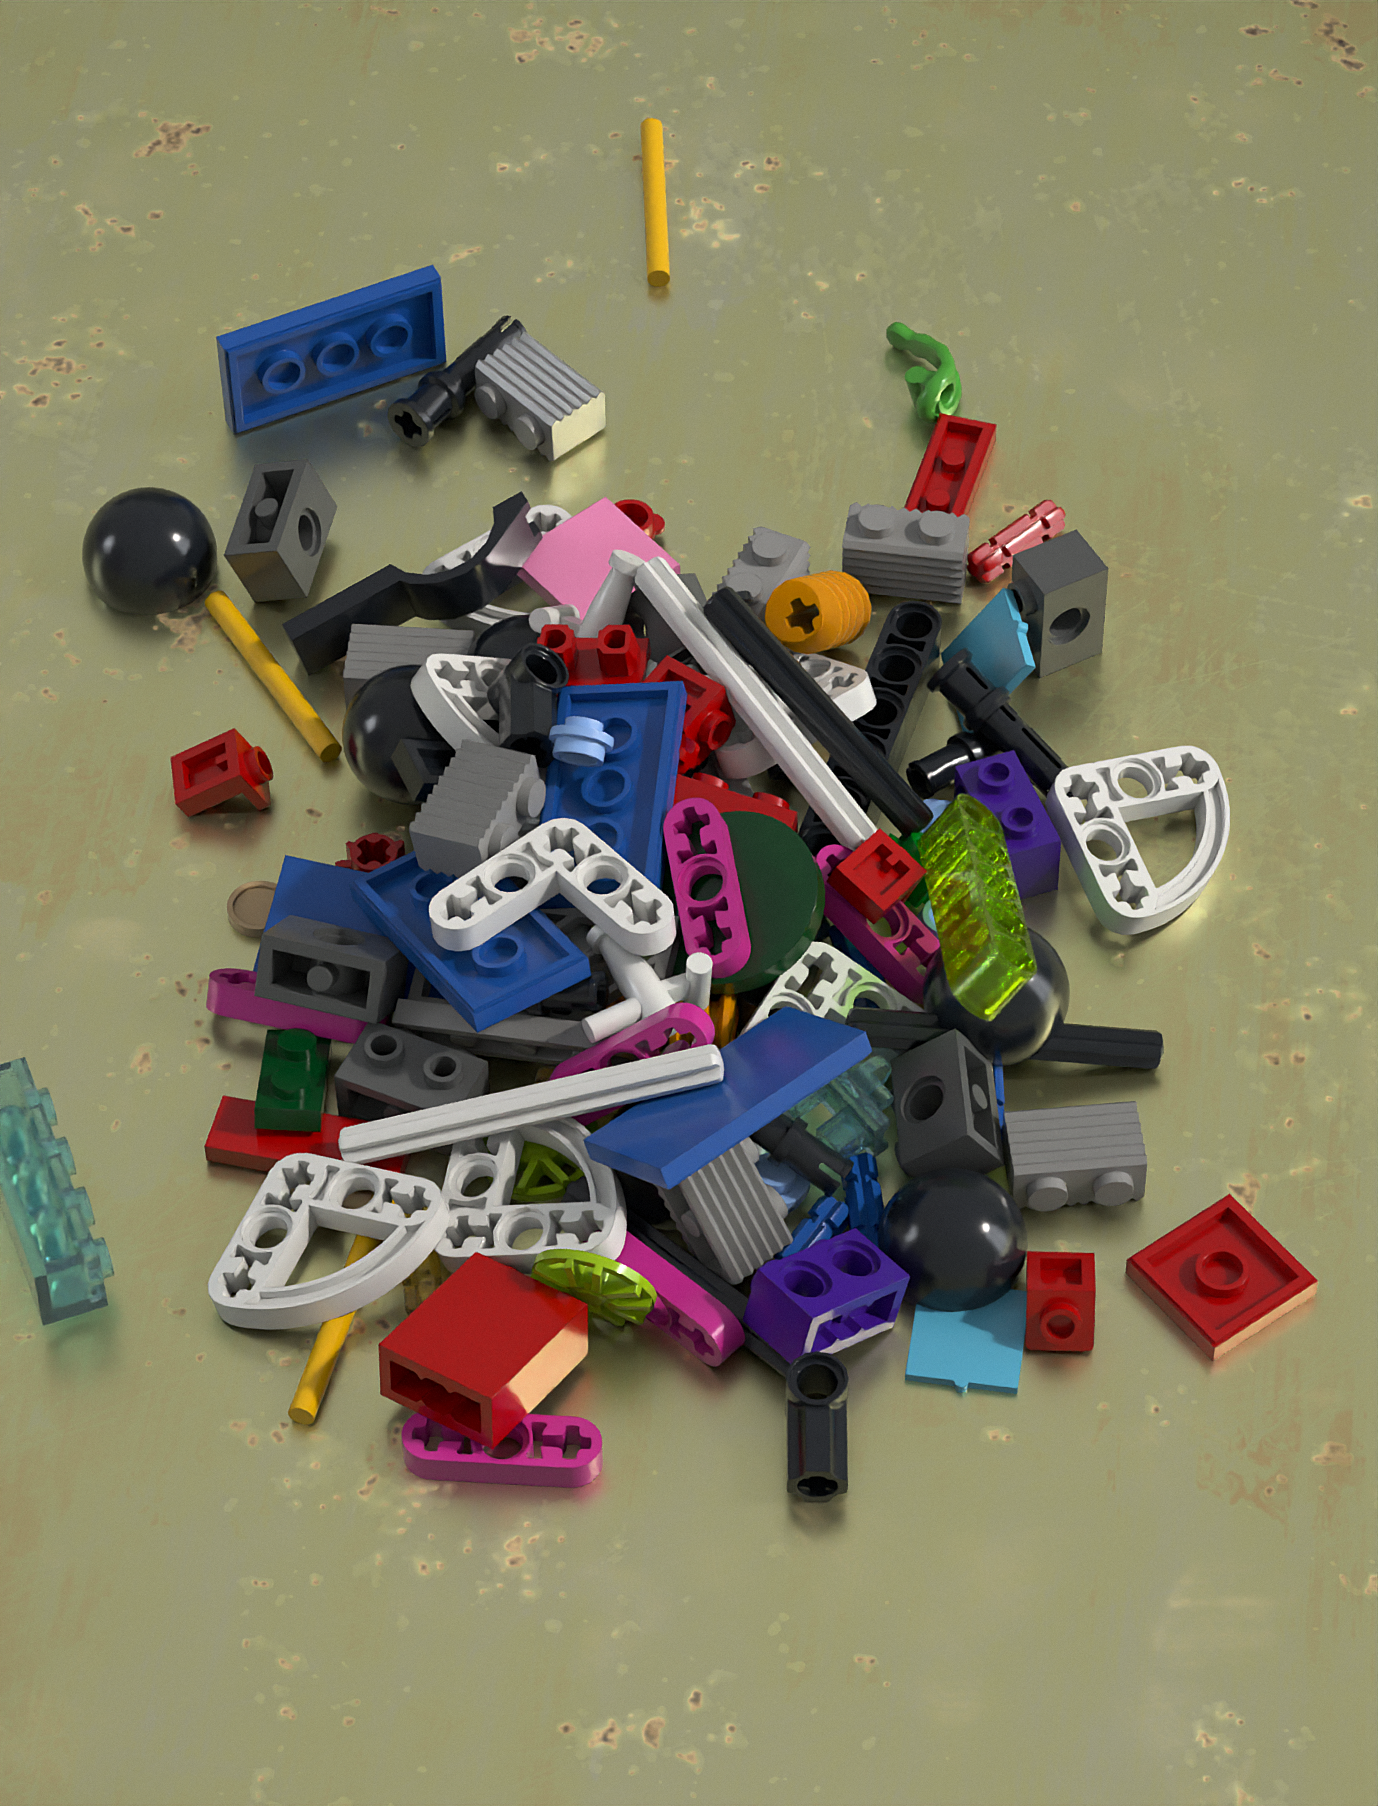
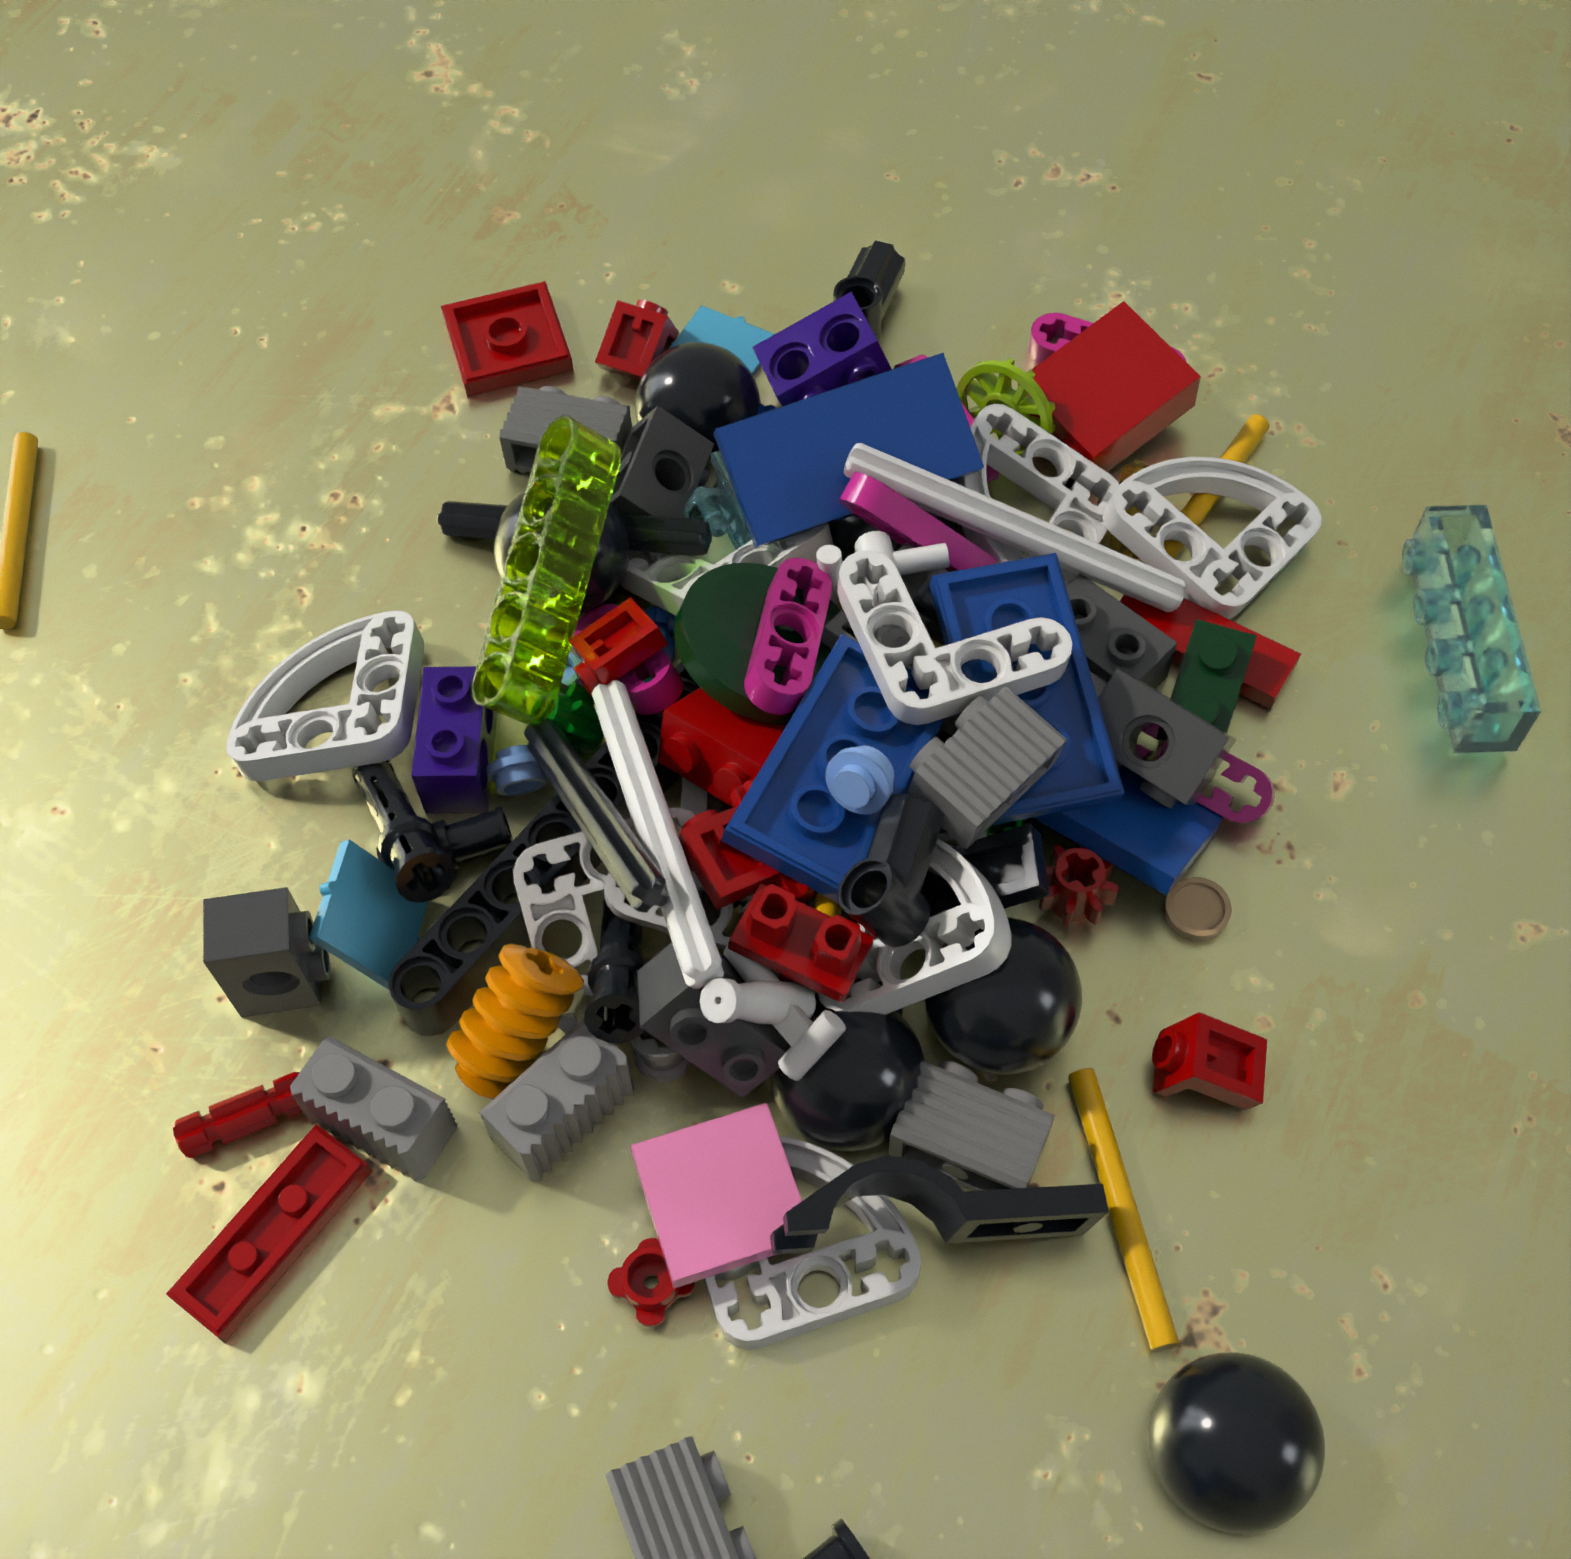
camera: 160 degrees left, 10 degrees up
(280, 530) = (1074, 1381): dark grey brick -> none
(930, 390) = (202, 1366): bright green piece -> none

